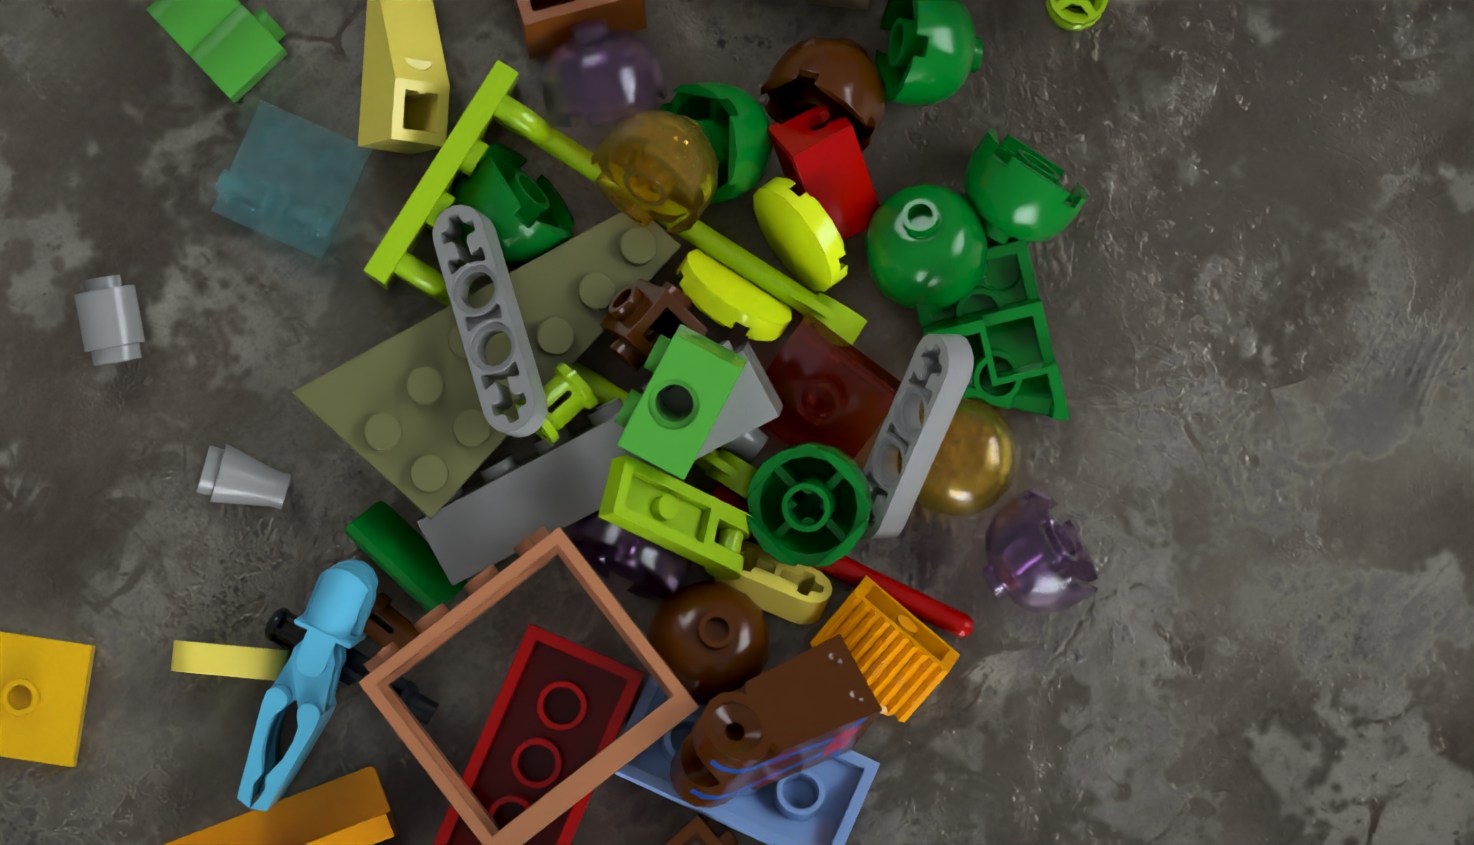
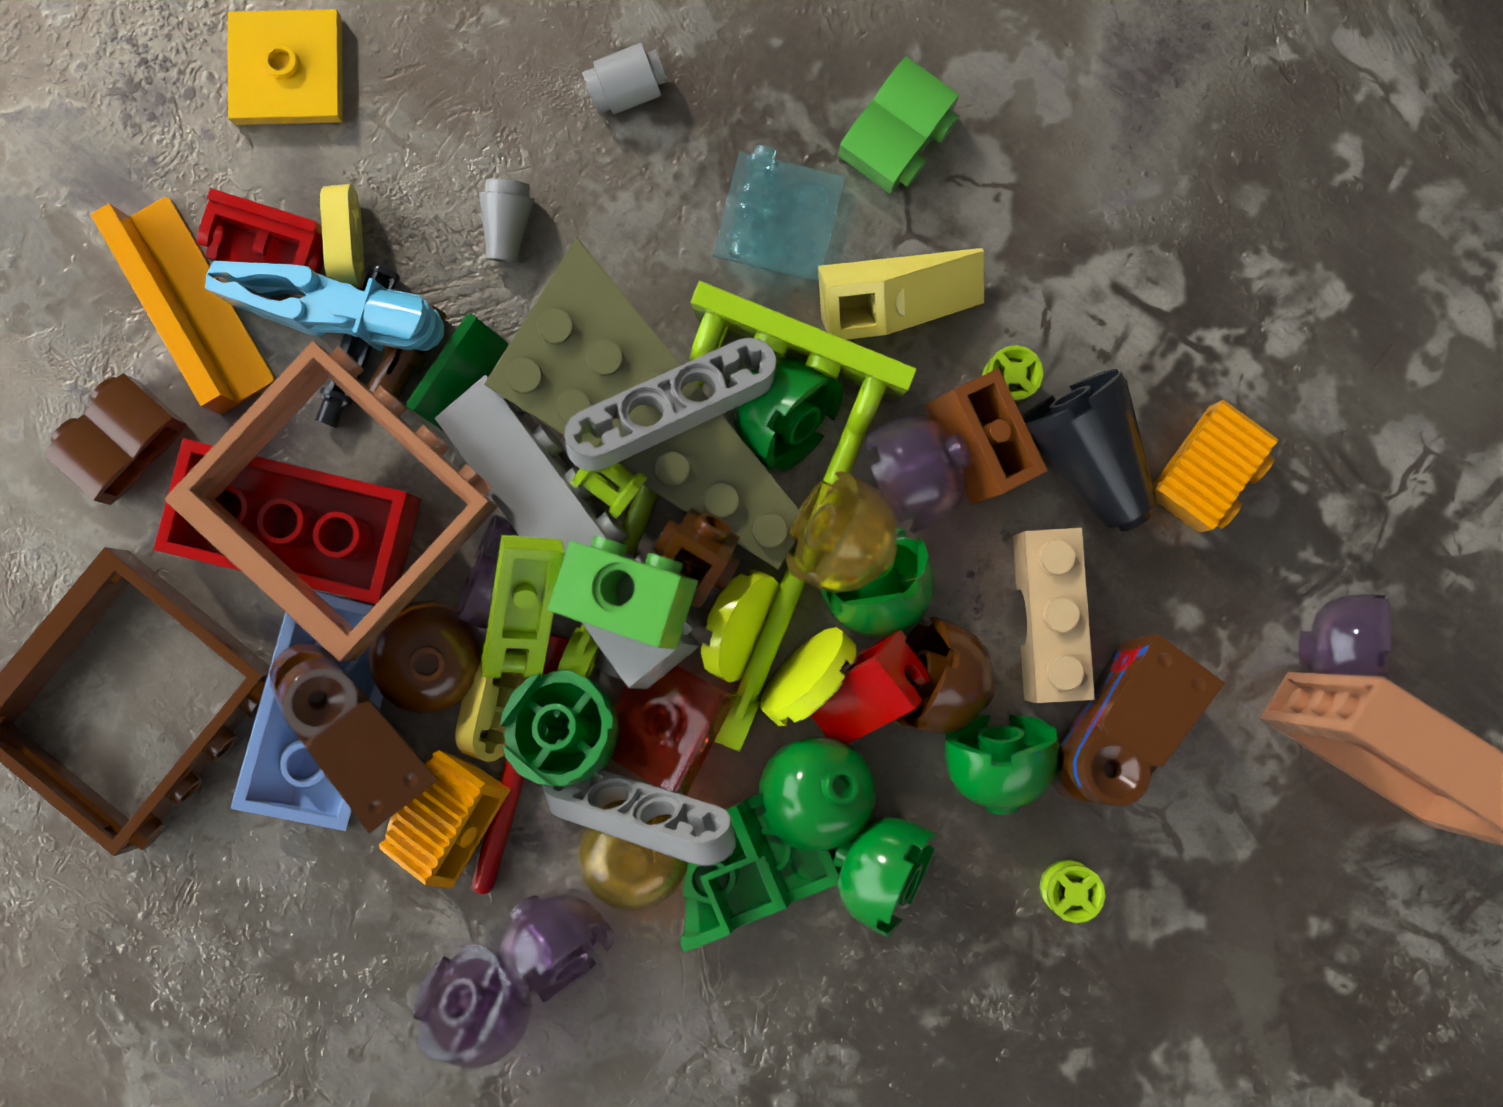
camera: 75 degrees right, 0 degrees up
(213, 750) = (258, 233): none -> red hinge
(1088, 651) = (469, 1010): none -> clear purple cylinder

